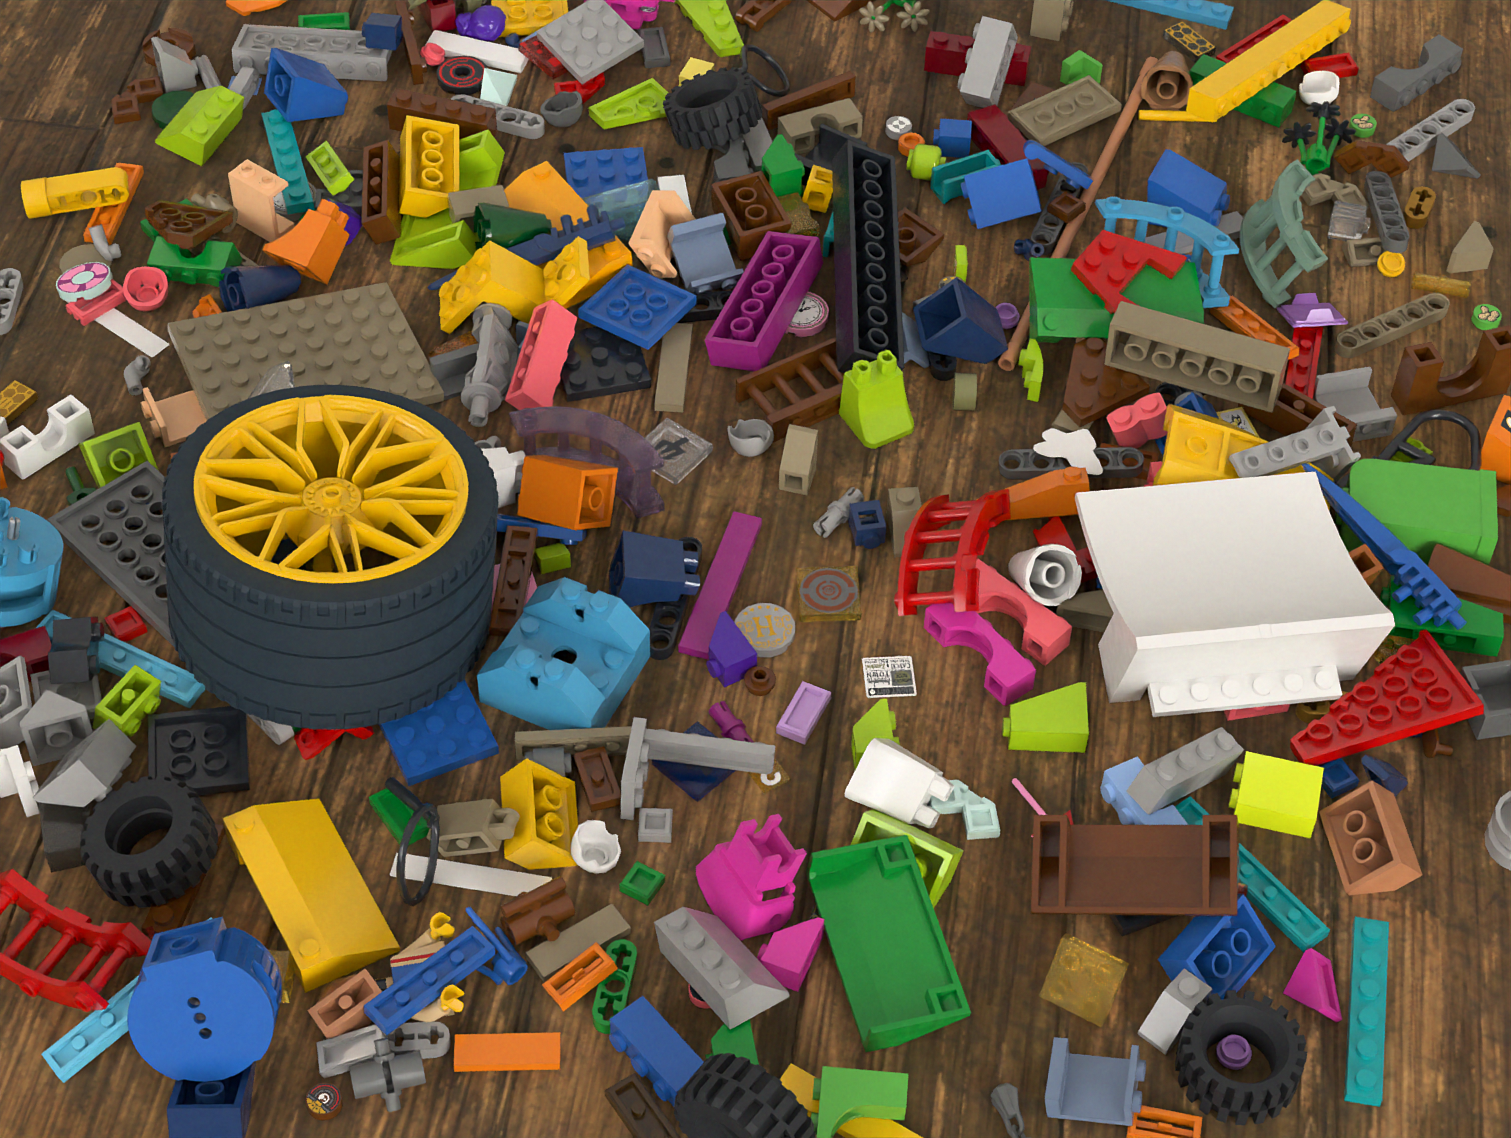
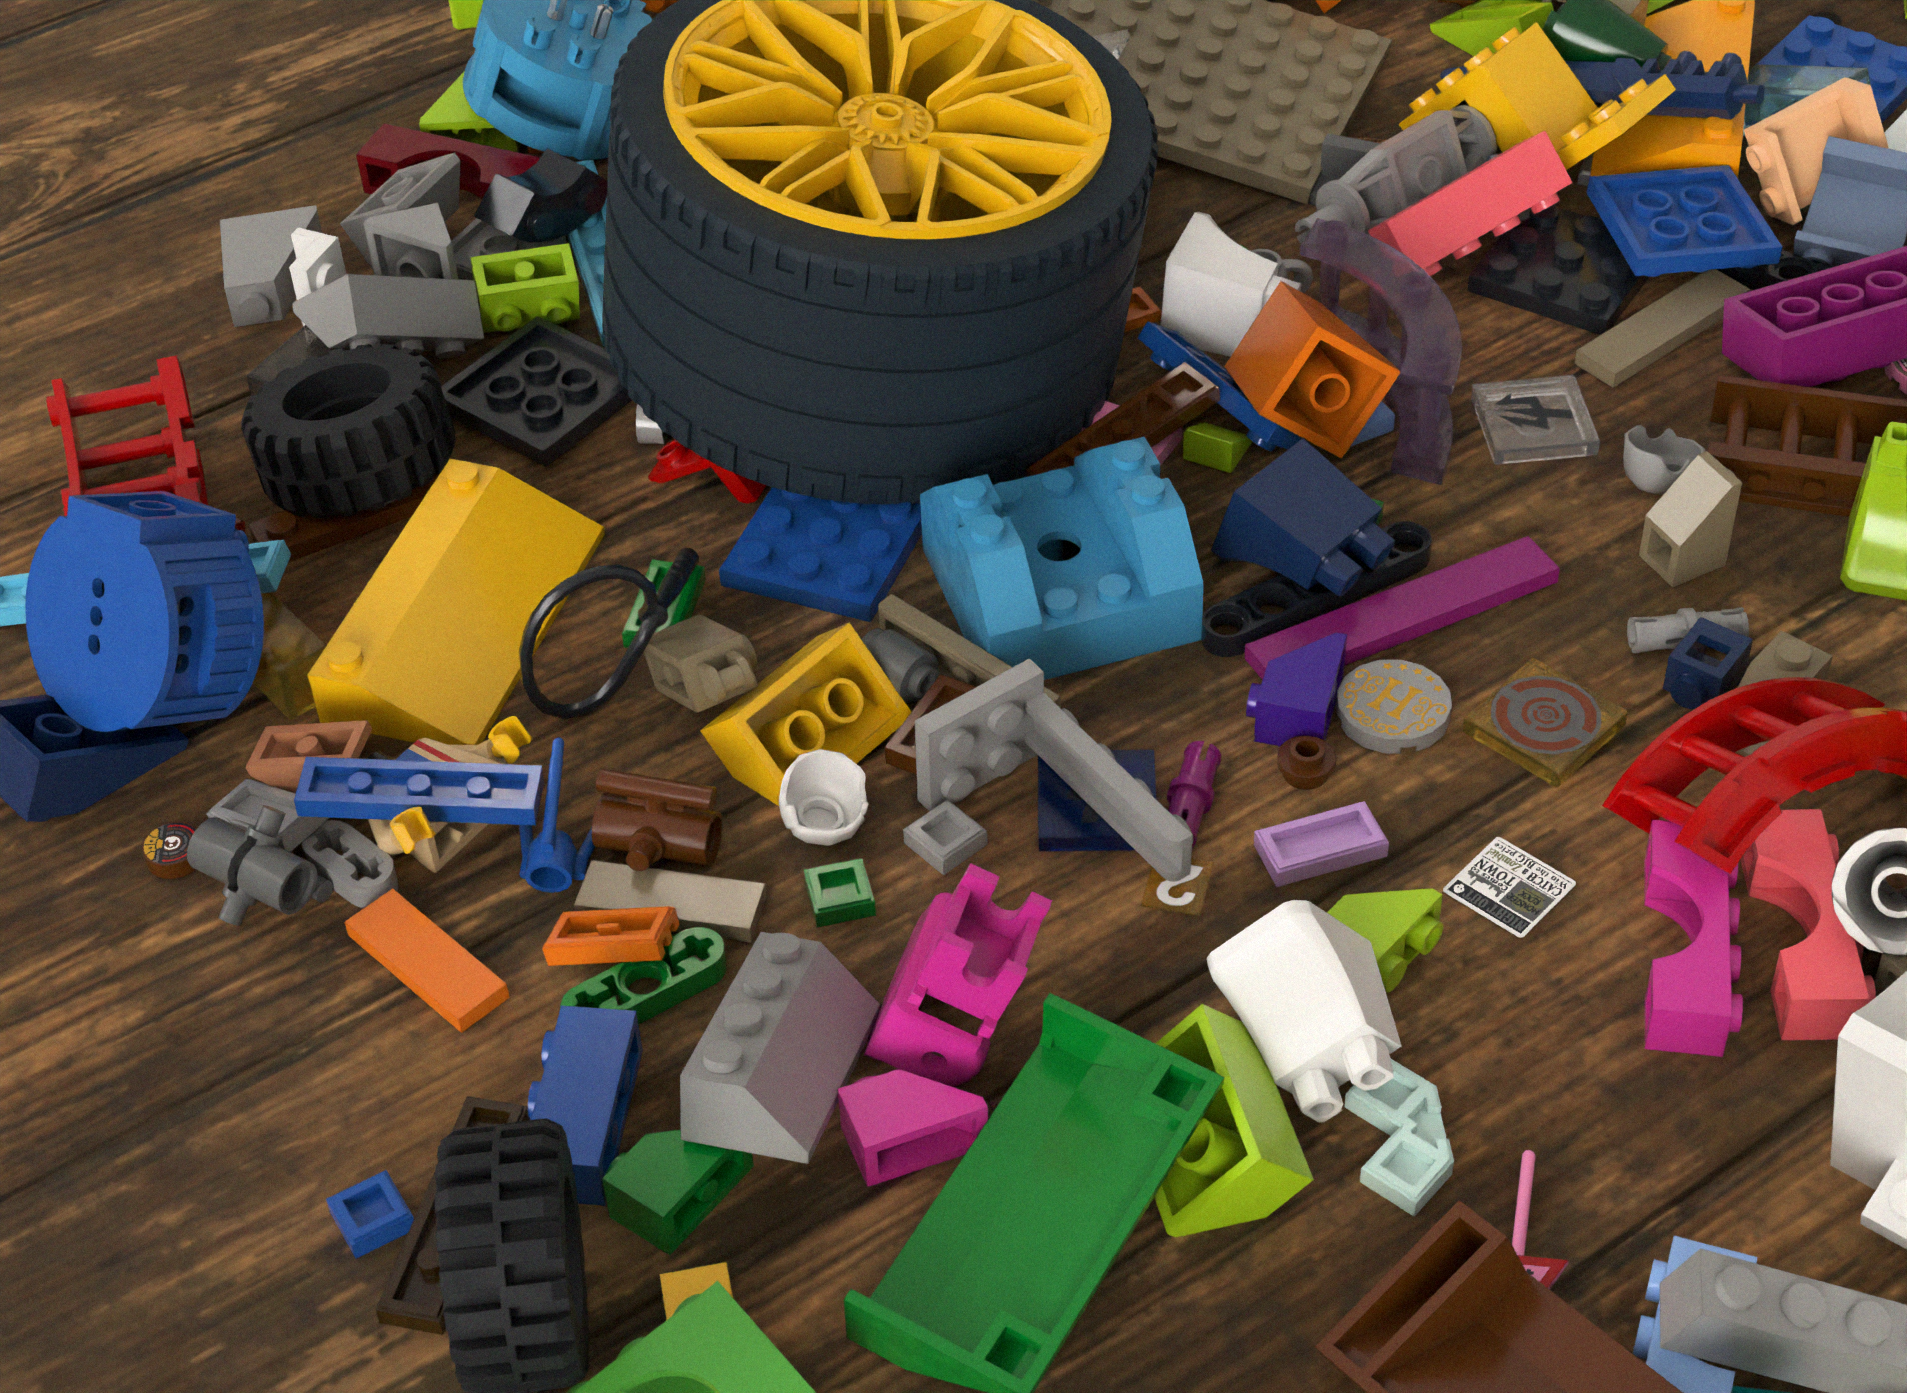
camera: 50 degrees right, 5 degrees down
(471, 876) = (655, 730): white sticker -> none
(1049, 721) = (1683, 1111): lime slope -> none

